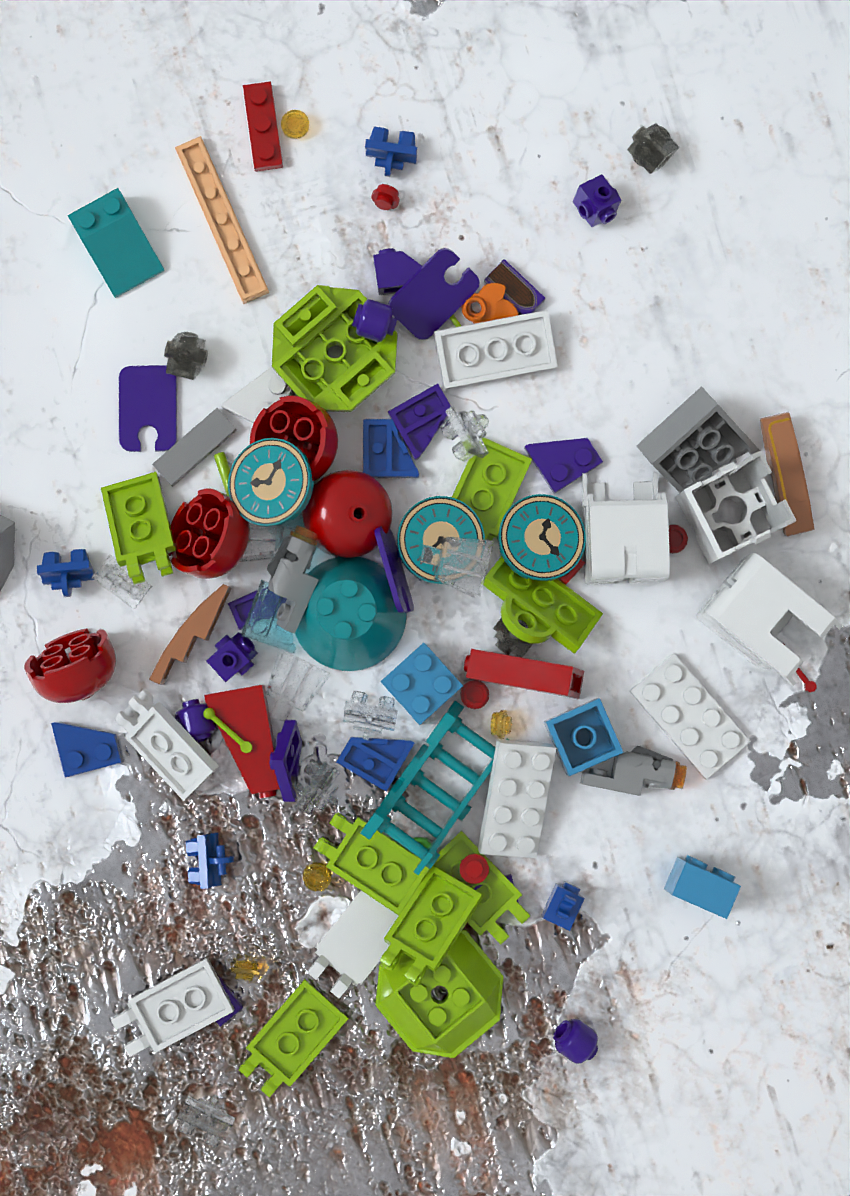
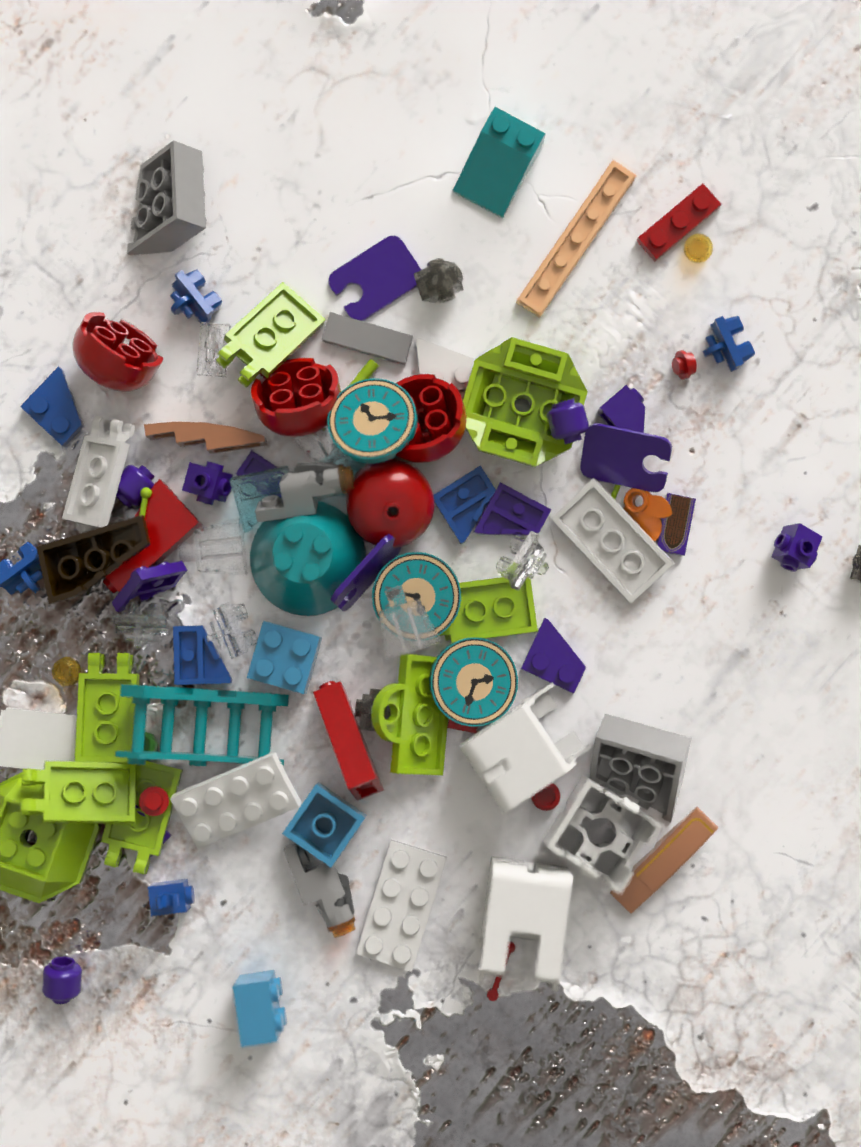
camera: 60 degrees right, 0 degrees up
(233, 800) = (86, 558): none -> dark brown wedge
(474, 694) = (304, 708): red plate -> none
(501, 724) = (292, 746): clear yellow plate -> none

